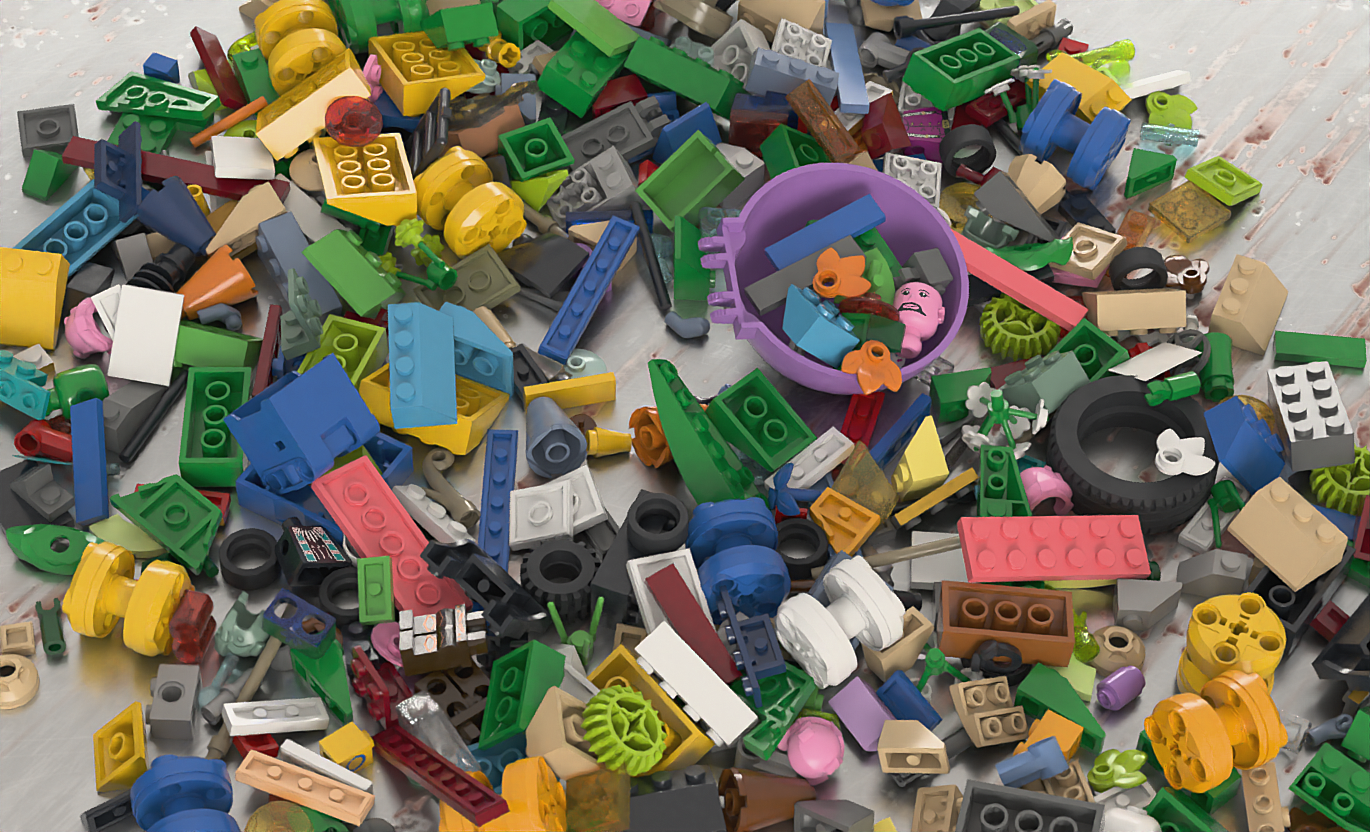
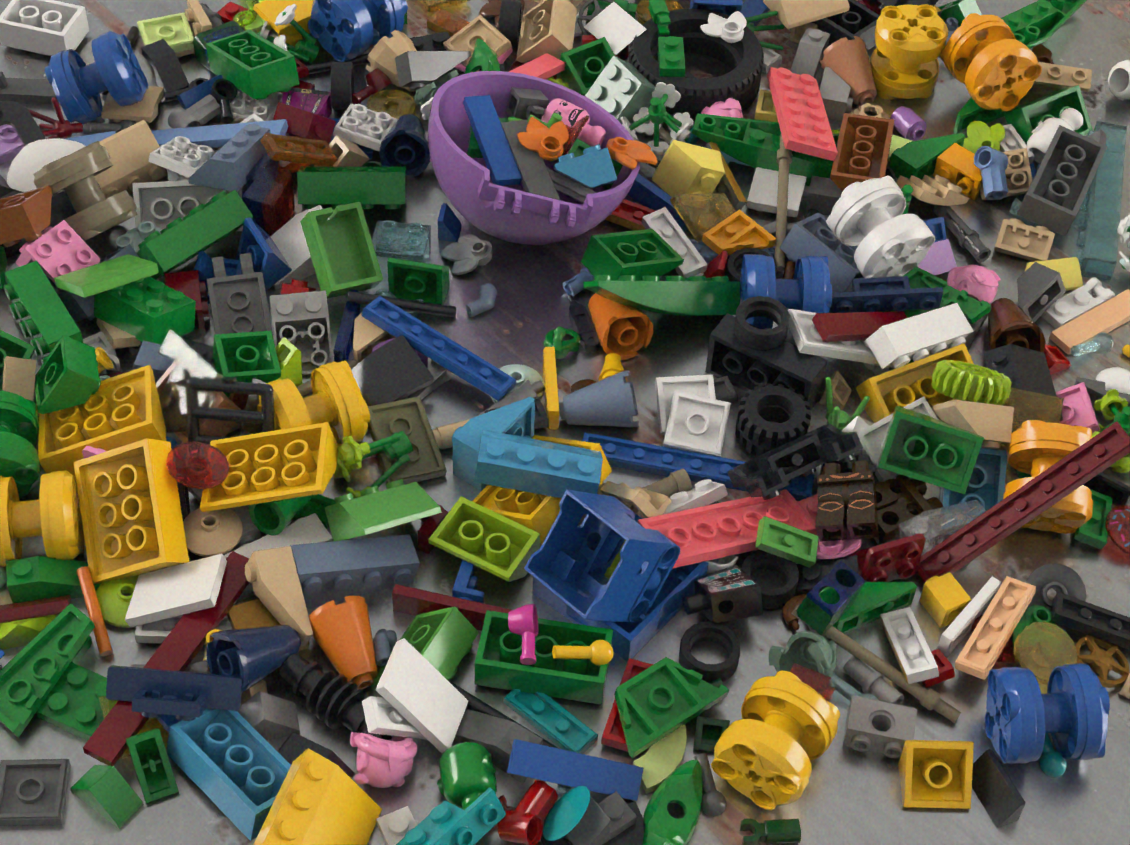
camera: 80 degrees left, 0 degrees up
(73, 180) = (152, 765): none -> green slope
(157, 456) = (552, 720): none -> teal tile
(210, 453) = (599, 652): none -> yellow bar
(231, 392) = (525, 623): none -> dark pink bar
(300, 325) = (442, 557): sand green bracket -> none
(407, 462) = (639, 500): none -> tan bracket
(629, 392) = (562, 347): none -> green piece
(786, 497) = (702, 252): blue plant -> none
(886, 331) = (594, 136): dark green slope -> none
(906, 26) = (183, 87): black piece -> none
(911, 748) = (975, 231): tan slope -> none
(988, 650) = (895, 168): black piece -> none
(1102, 409) = (671, 56): none -> green plate
(1170, 625) = (852, 64): none -> nougat cone

